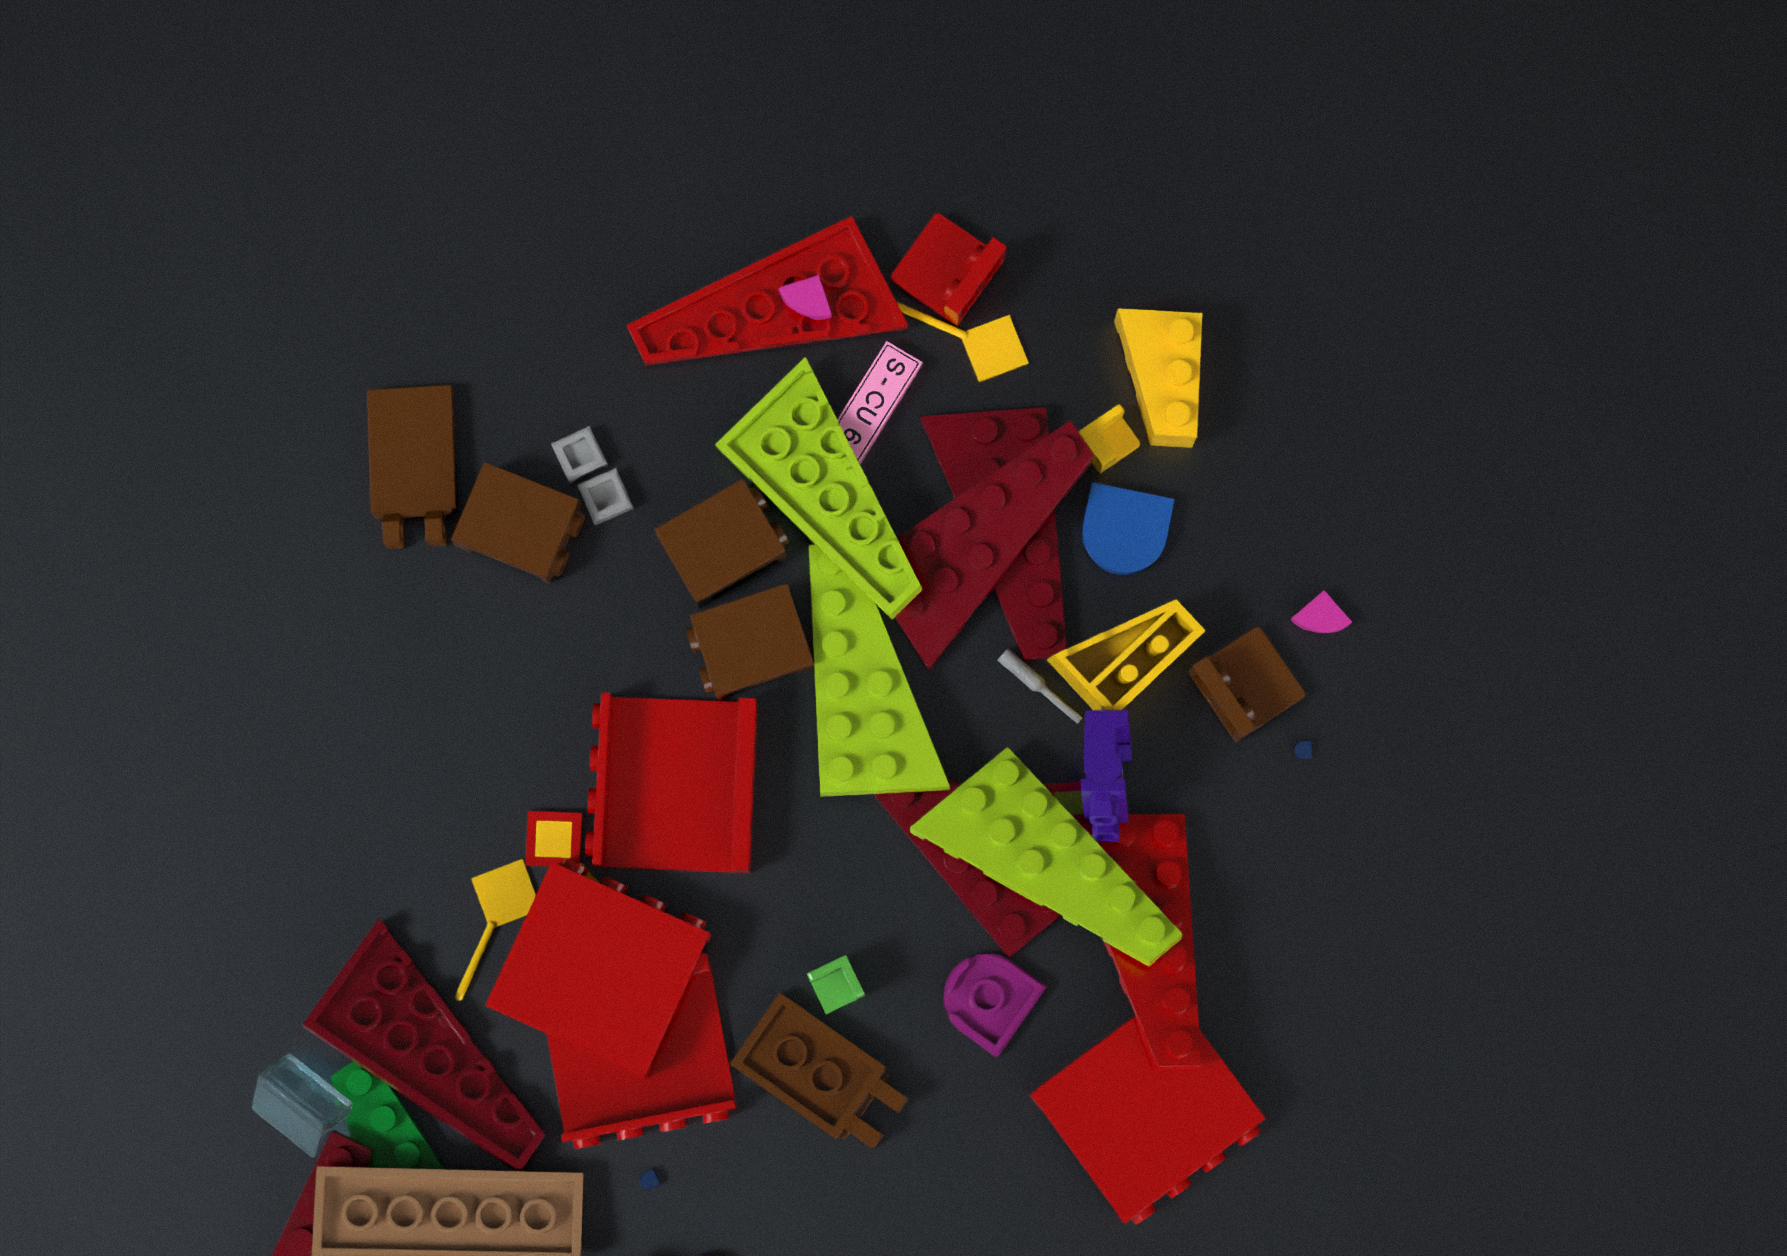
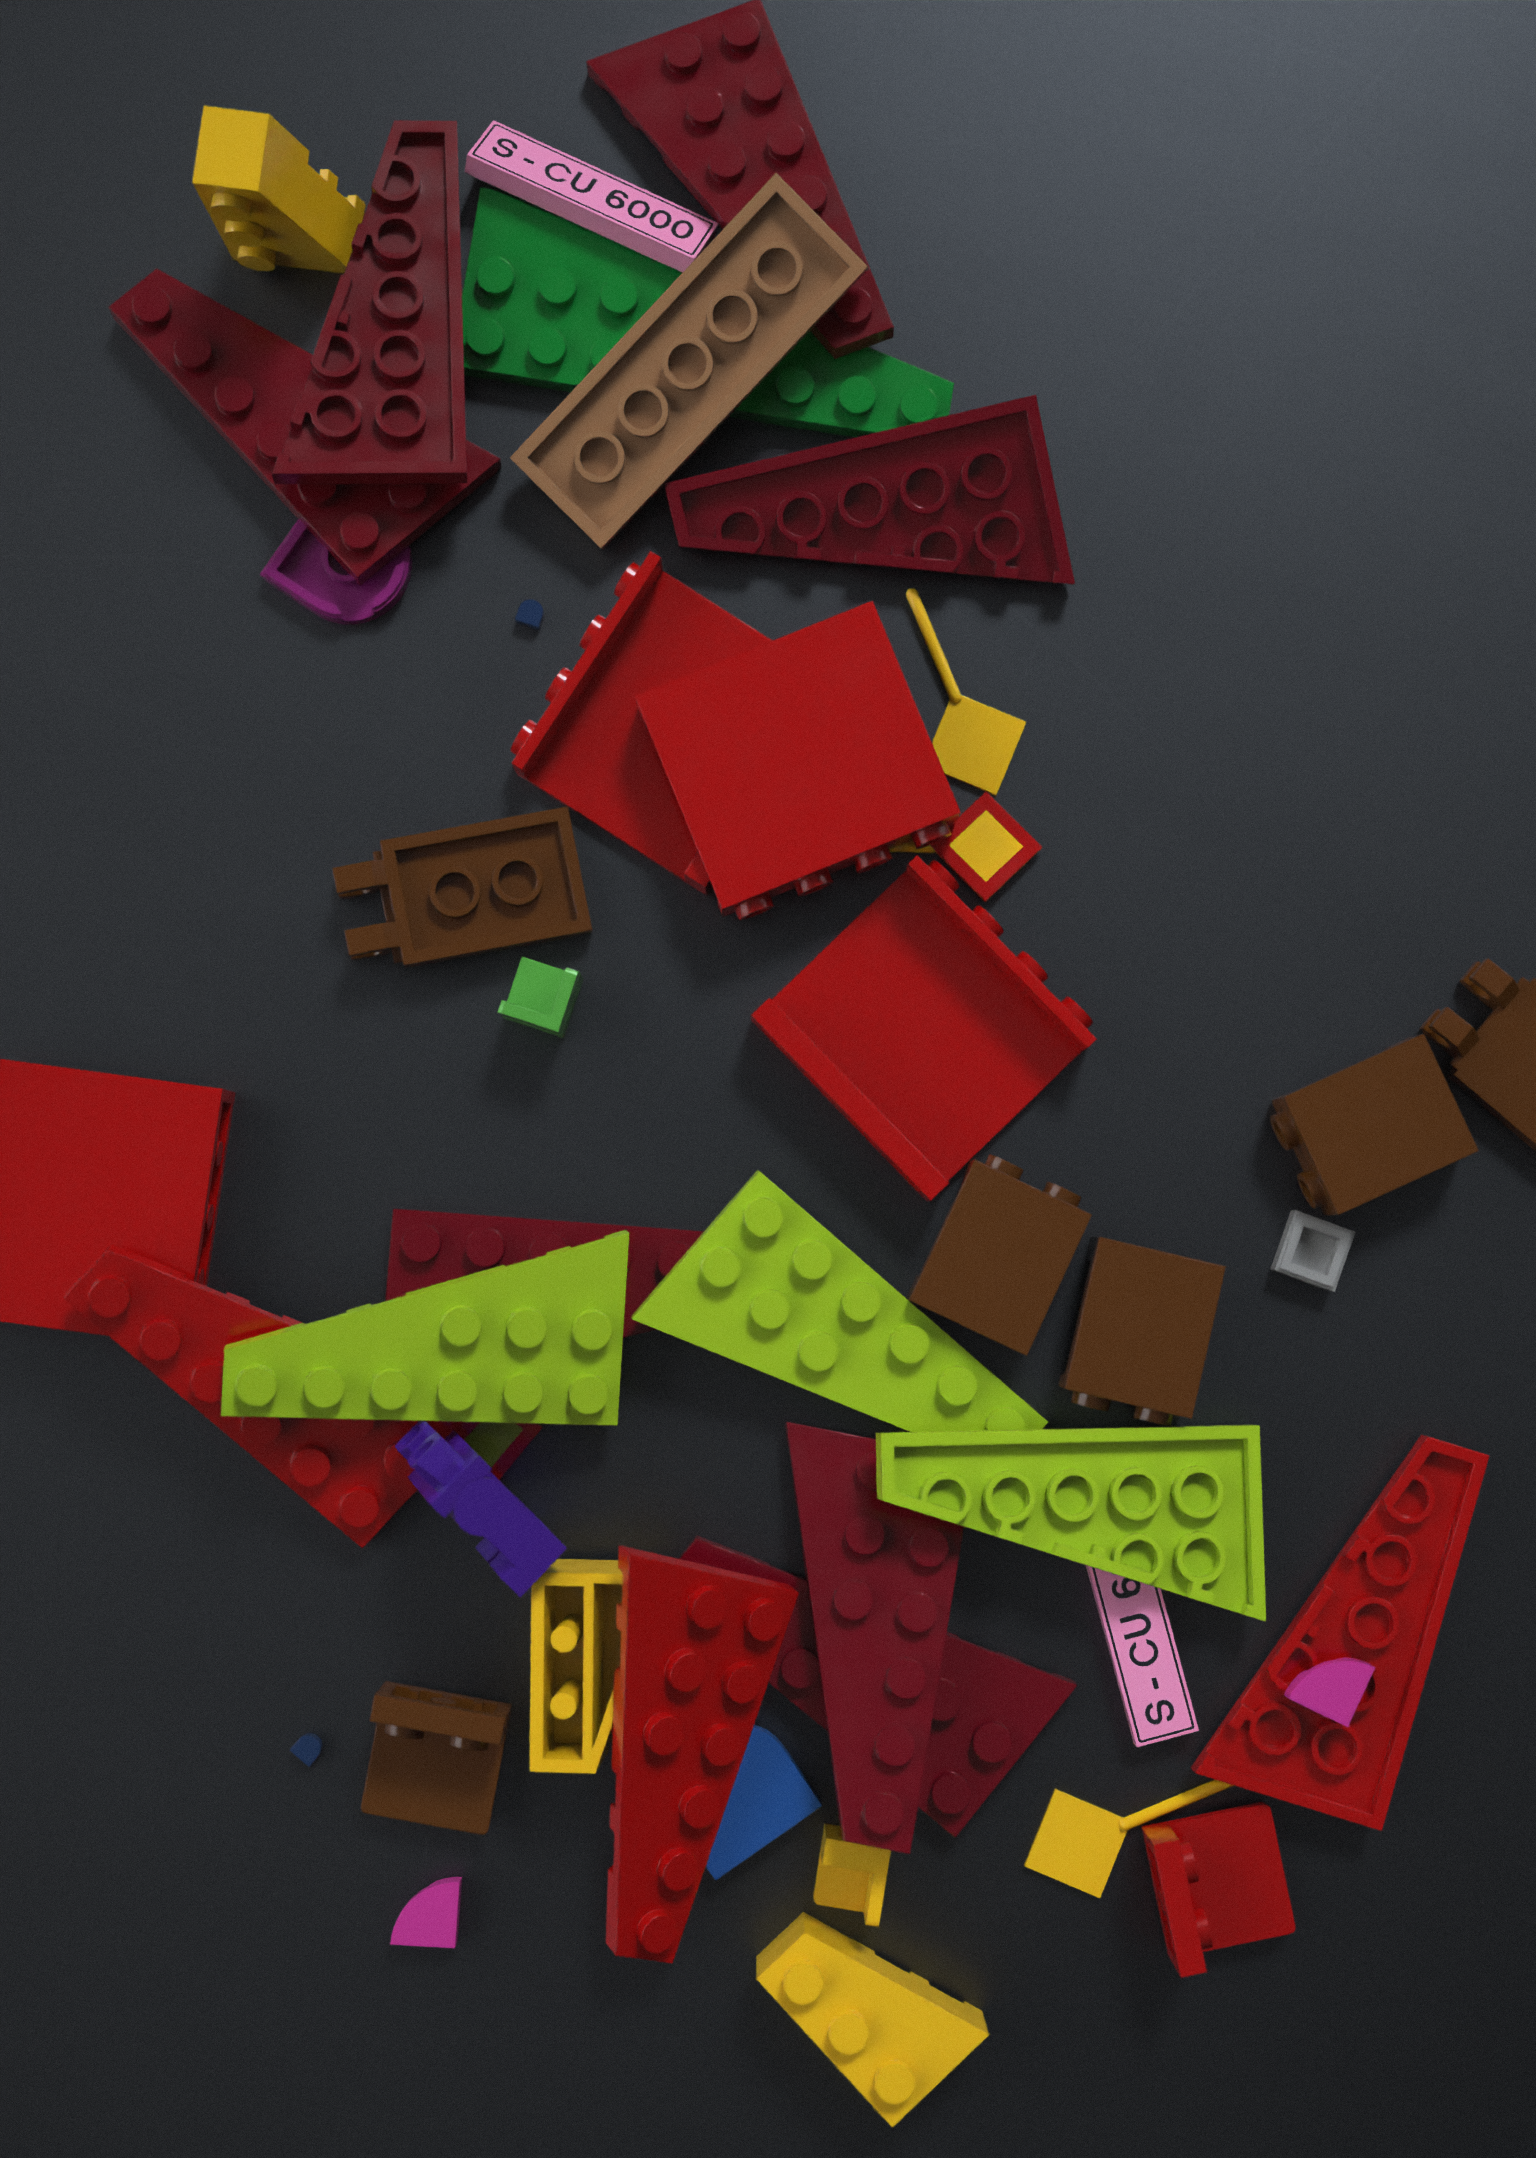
camera: 130 degrees right, 5 degrees up
(299, 1103) = (956, 326): clear light blue panel -> none
(579, 455) = (1386, 1266): light grey tile -> none
(989, 999) = (371, 1146): magenta tile -> none
(1034, 681) = (663, 1525): light grey piece -> none
(1110, 584) = (683, 1712): none -> red wing

